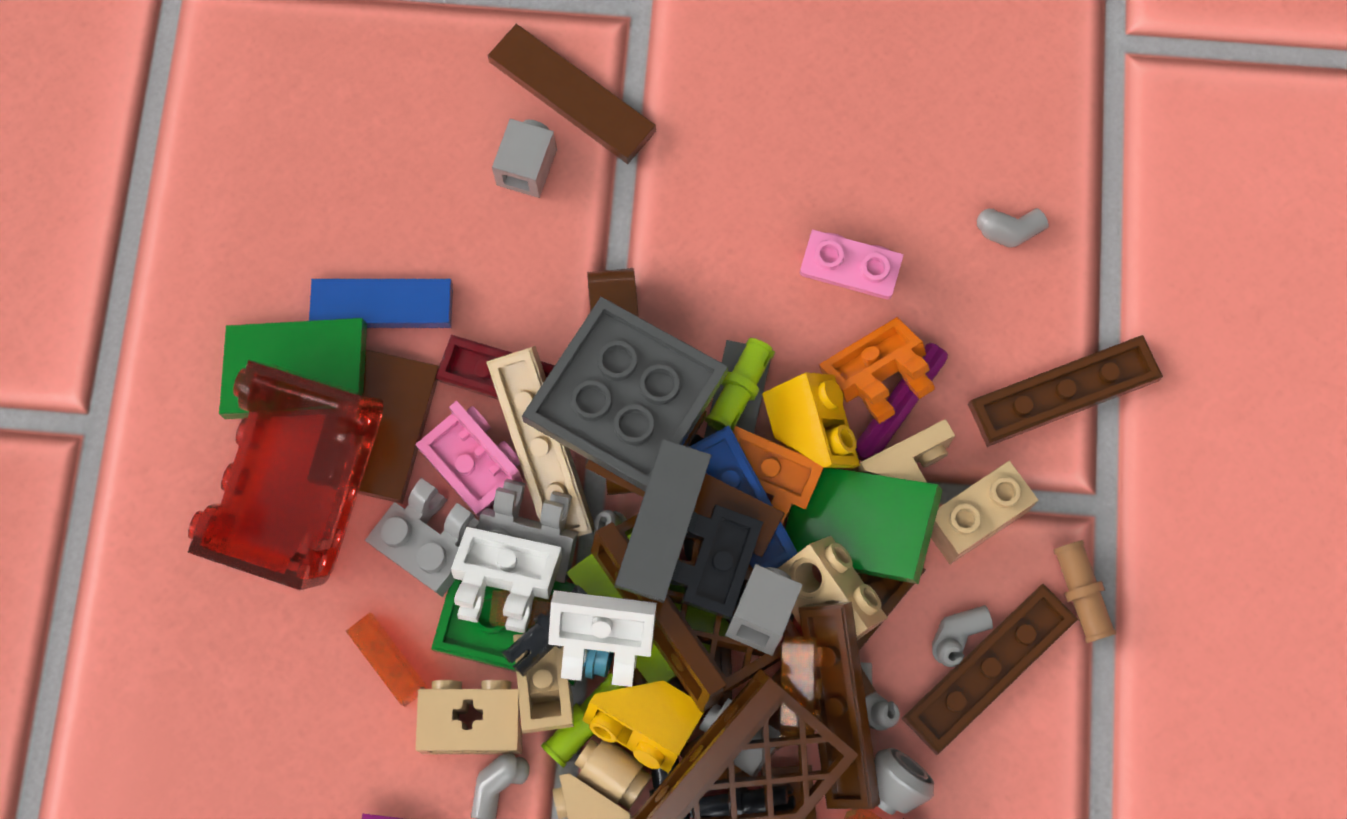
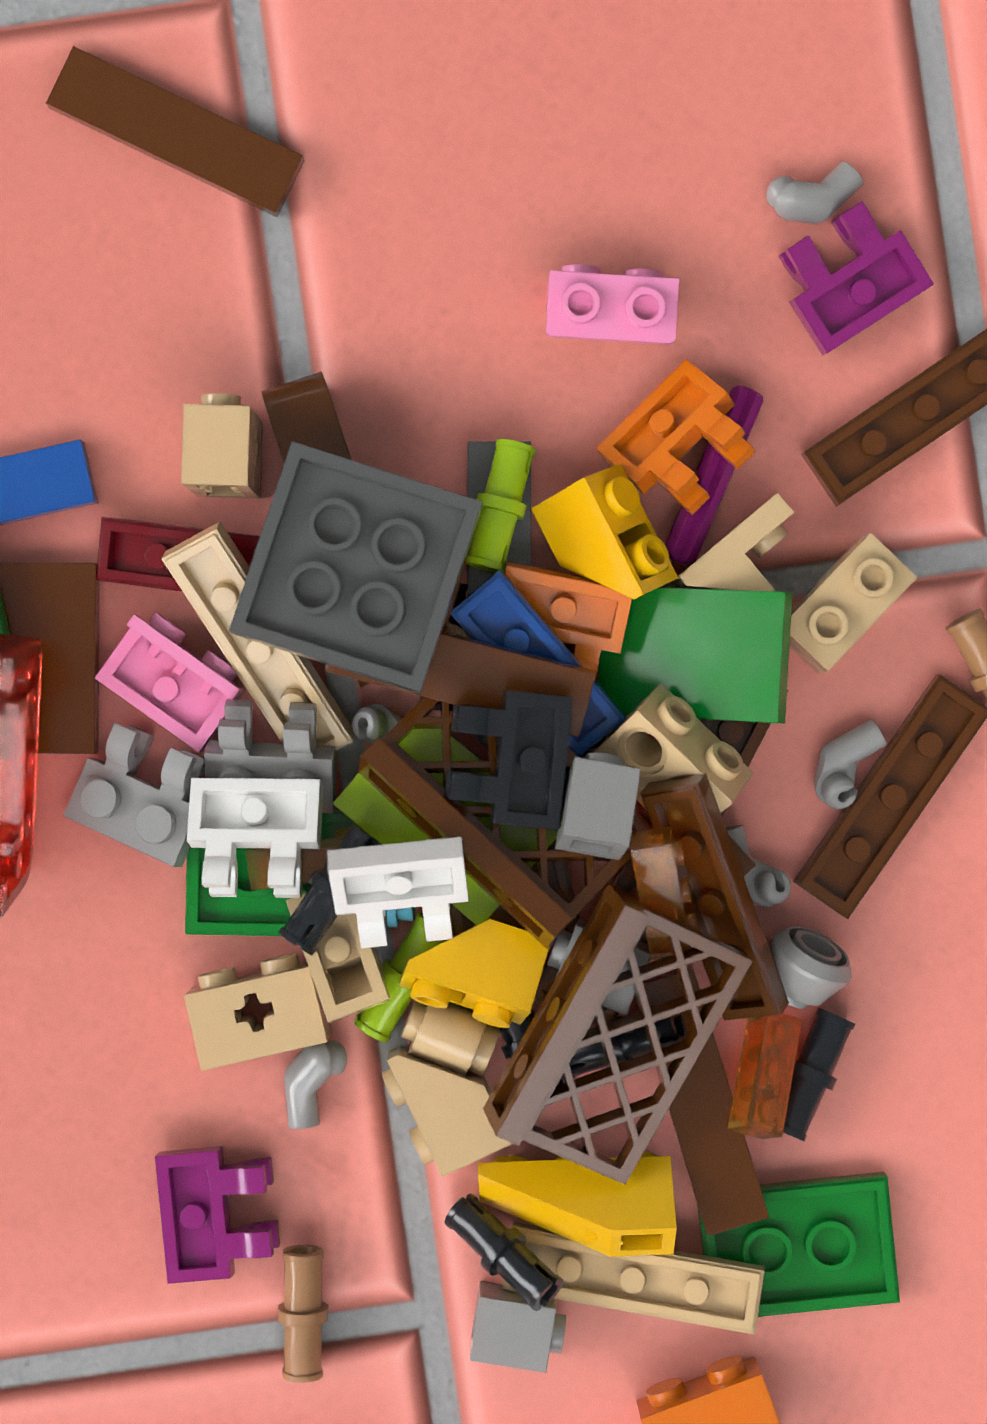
camera: 15 degrees left, 15 degrees up
(386, 659) = (133, 959): clear orange piece -> none
(524, 157) = (136, 242): light grey brick -> none
(549, 301) = (221, 448): none -> tan brick
(662, 521) = (446, 732): dark grey tile -> none
(1033, 297) = (861, 291): none -> magenta plate

